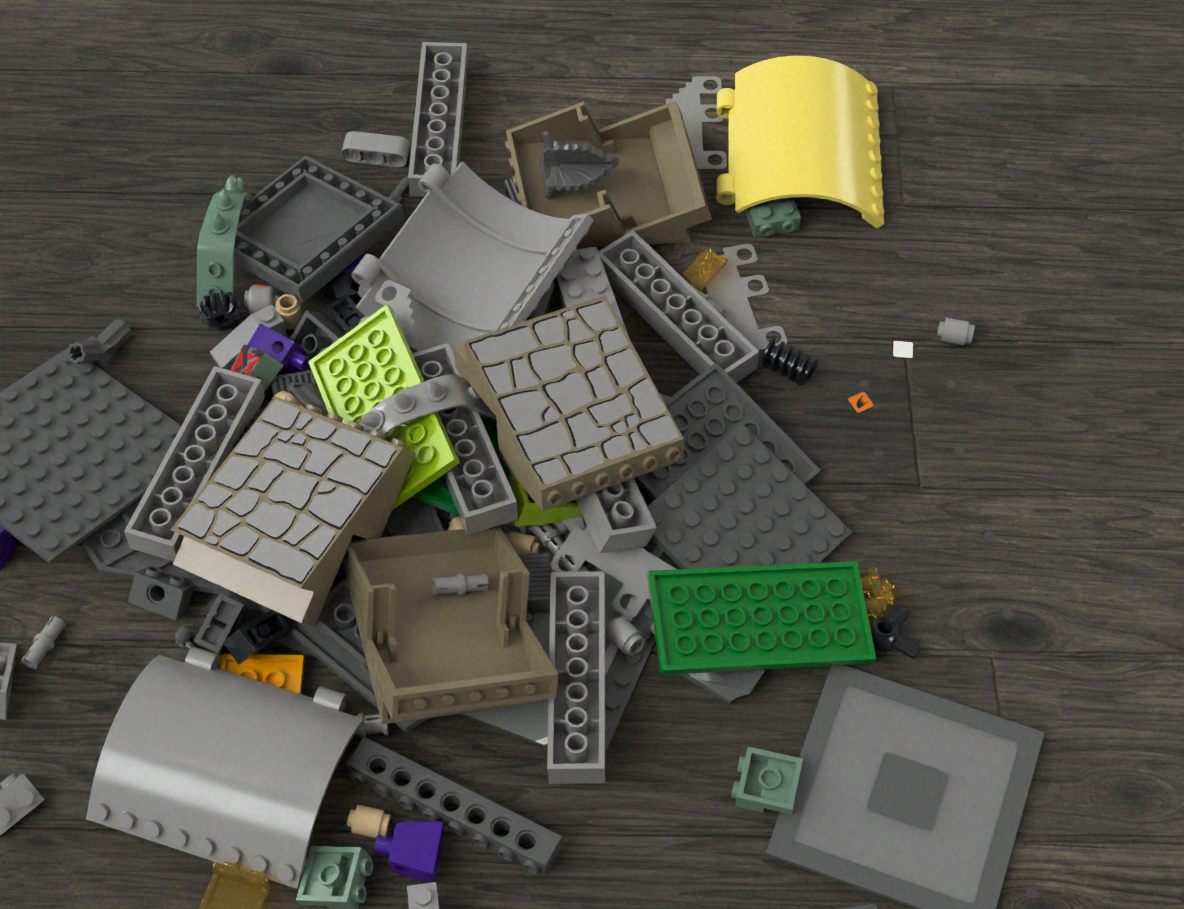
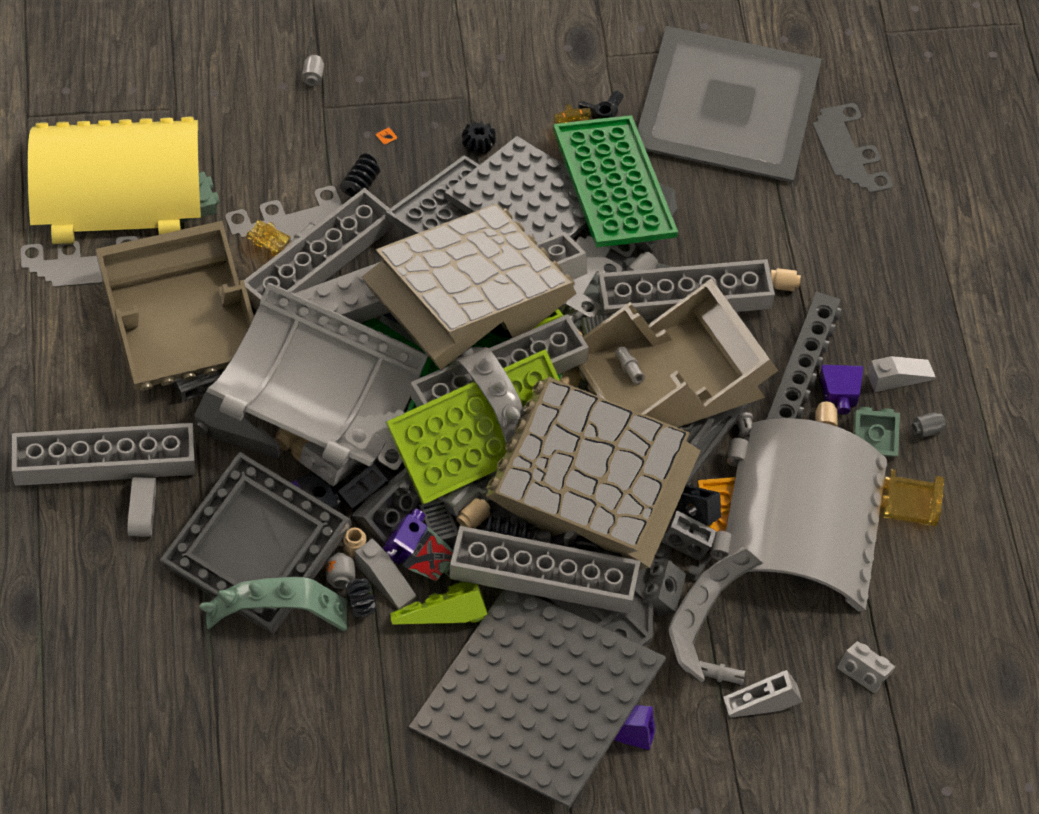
camera: 100 degrees left, 0 degrees up
(100, 348) = (412, 693): dark grey piece -> none
(100, 608) = (699, 601): none -> light grey piece
(190, 376) = (458, 605): none -> lime wedge
(400, 189) = (197, 486): dark grey piece -> none
(573, 165) = (184, 318): dark grey piece -> none
(595, 808) = (785, 279): none -> tan brick
(767, 781) = (742, 178): sand green plate -> none
(848, 488) = (478, 137): none -> black gear
(902, 349) = (328, 109): white sticker -> none

